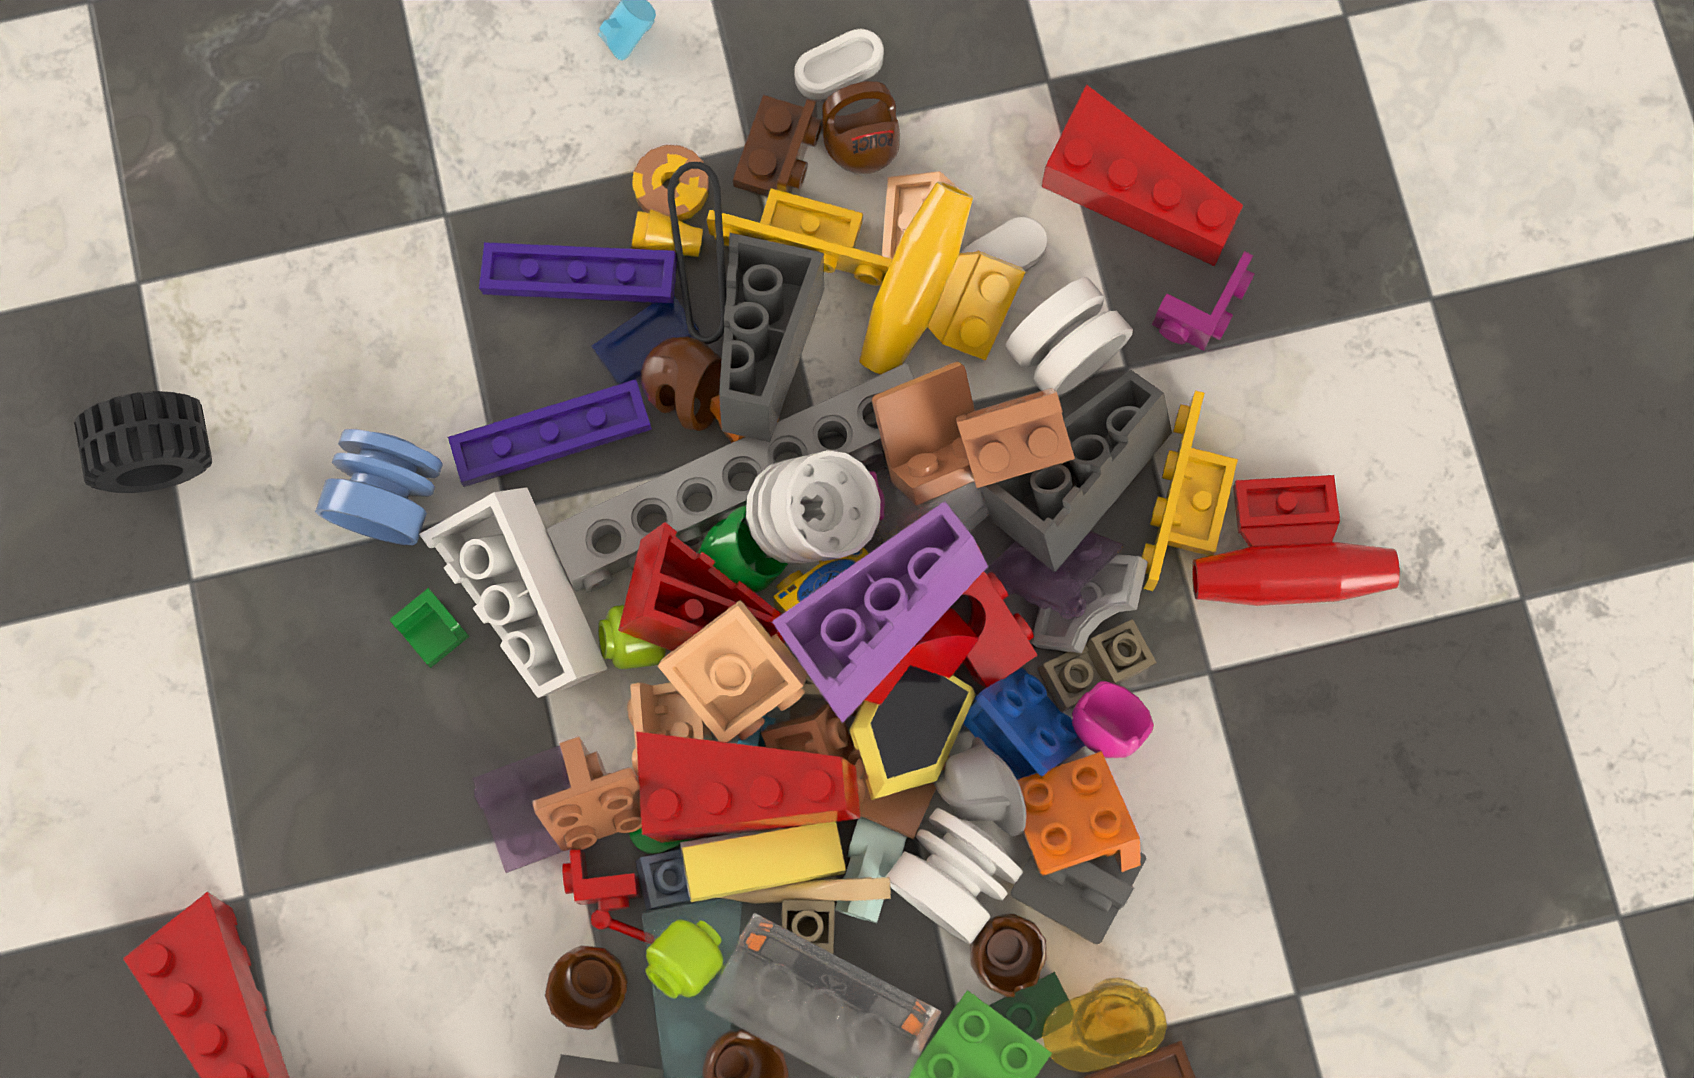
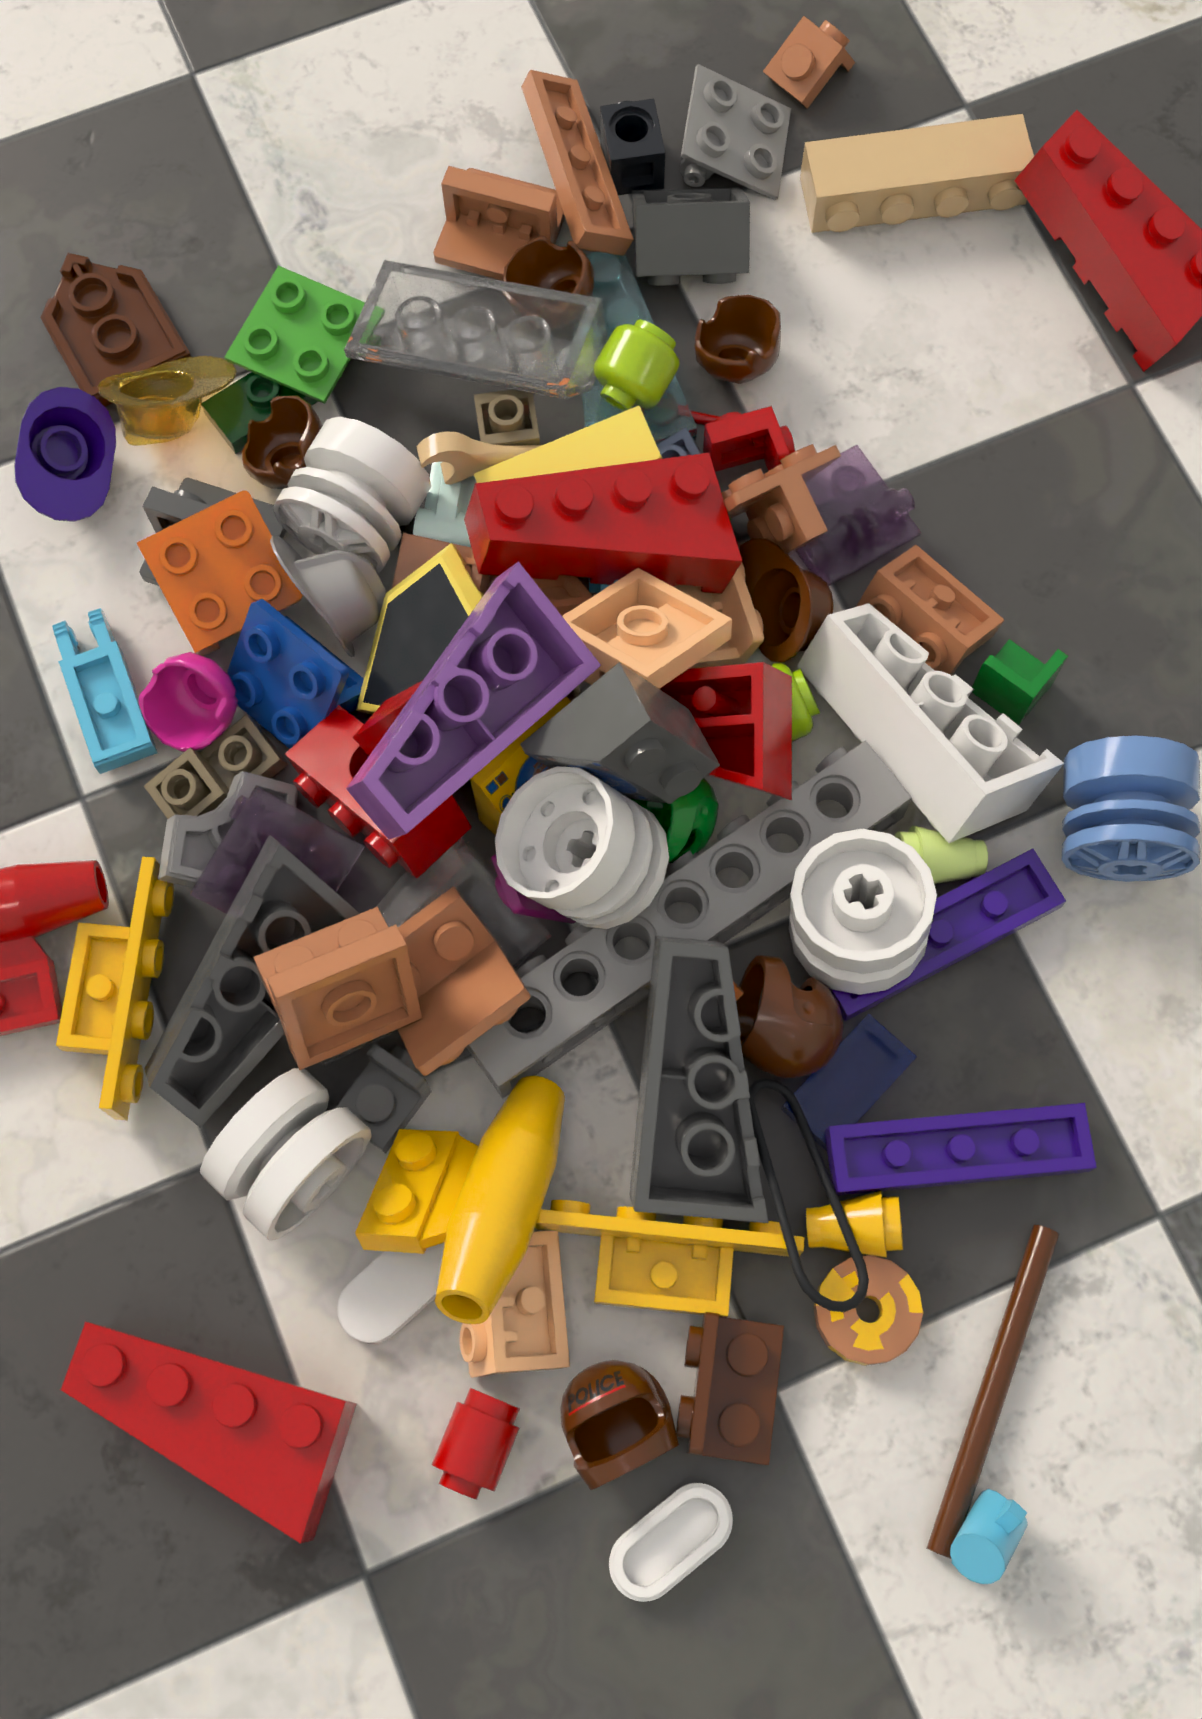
camera: 170 degrees right, 5 degrees down
(486, 699) = (932, 608): none -> nougat bracket
(548, 489) = (947, 860): none -> yellowish green cone
(595, 121) = (993, 1390): none -> reddish brown piece
(600, 716) = (786, 596): none -> reddish brown piece
(601, 409) = (861, 911): none -> white wheel
(760, 562) = (627, 738): none -> dark grey slope
(960, 139) = (476, 1444): none -> red brick
(998, 380) = (386, 1094): none -> dark grey bracket
(1184, 750) = (104, 696): none -> medium azure hinge
(1185, 323) = (93, 1237): magenta bracket -> none
(1201, 968) = (65, 454): none -> dark purple piece

